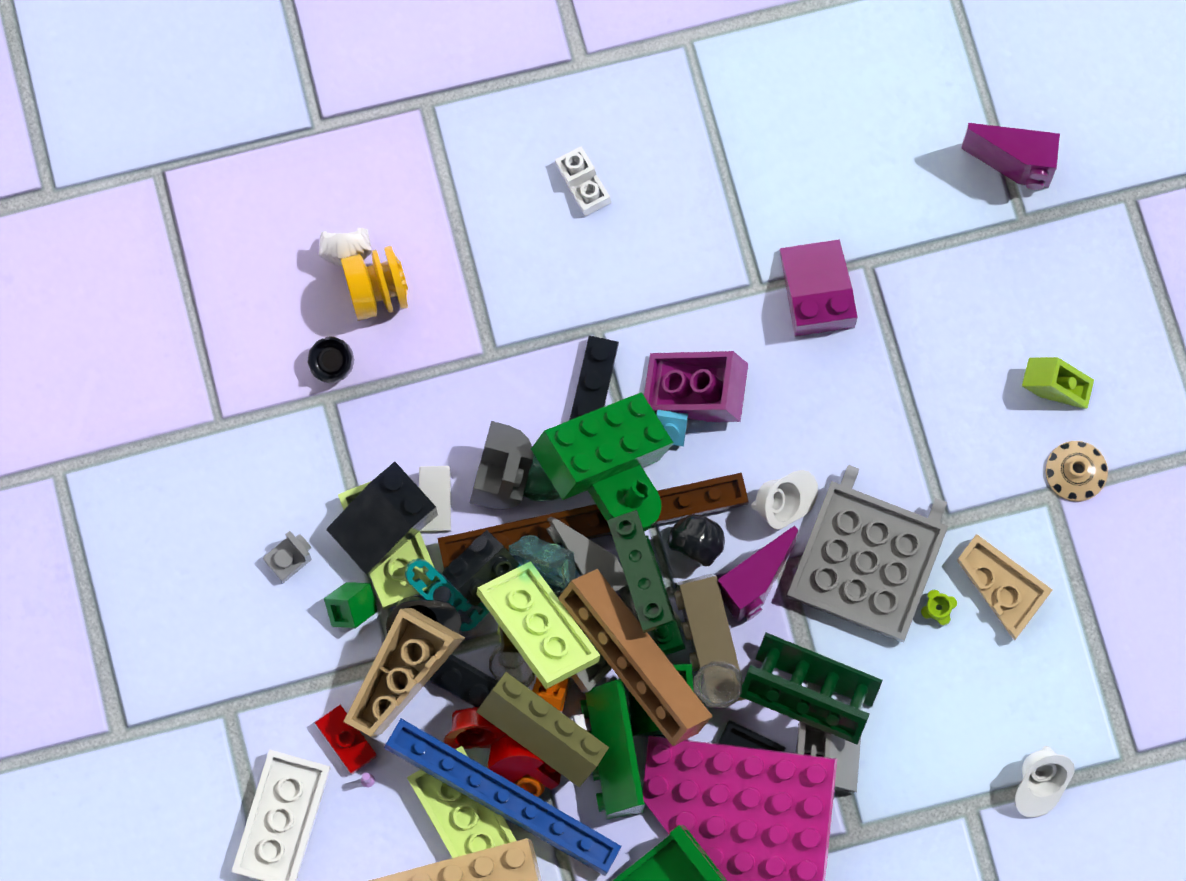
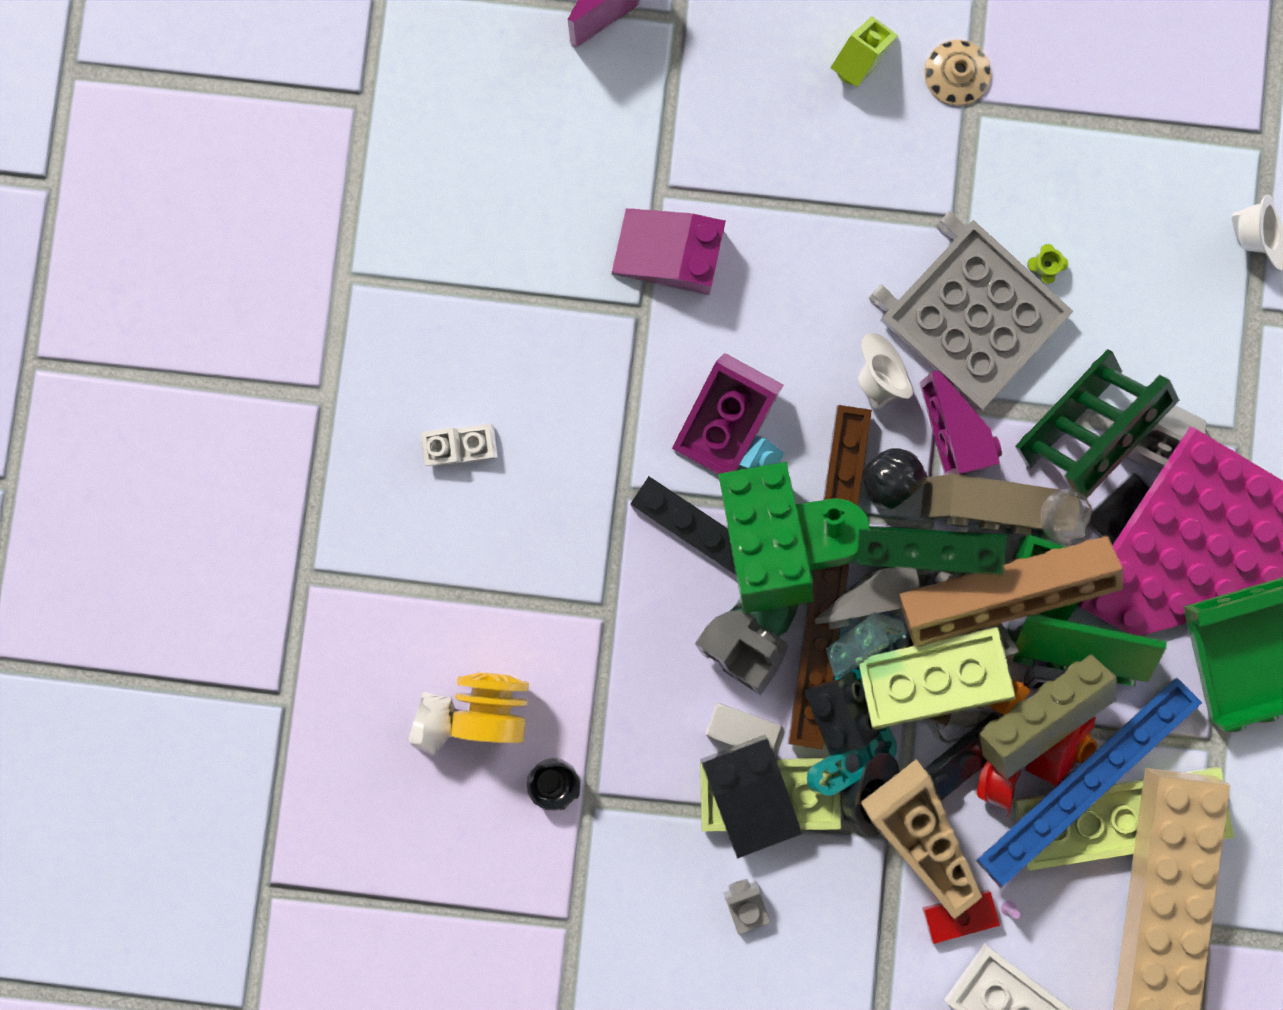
camera: 70 degrees left, 10 degrees up
(350, 605) = (824, 860): green panel -> none
(1004, 584) = (1052, 189): tan wing -> none

